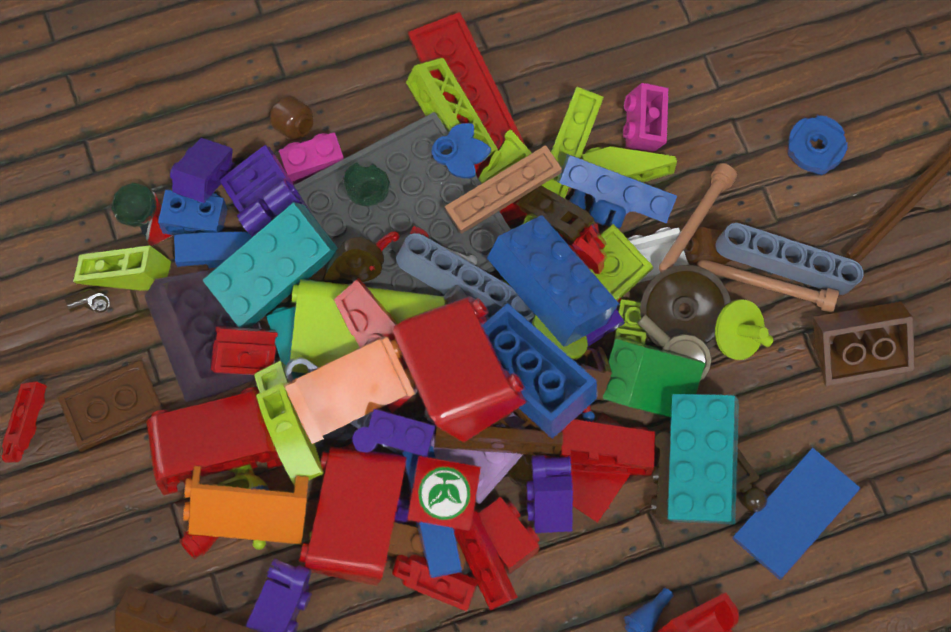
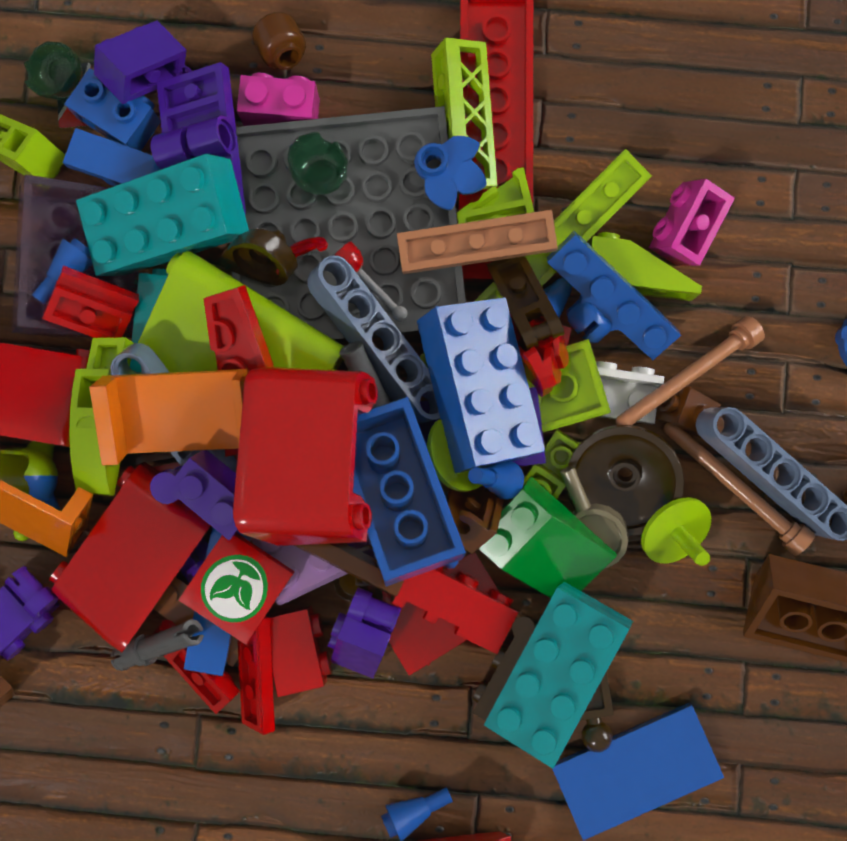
camera: 25 degrees right, 15 degrees up
(211, 319) = (72, 255): none -> blue cone
(395, 578) = (147, 648): none -> dark grey pin
(598, 339) = (501, 479): none -> blue cone

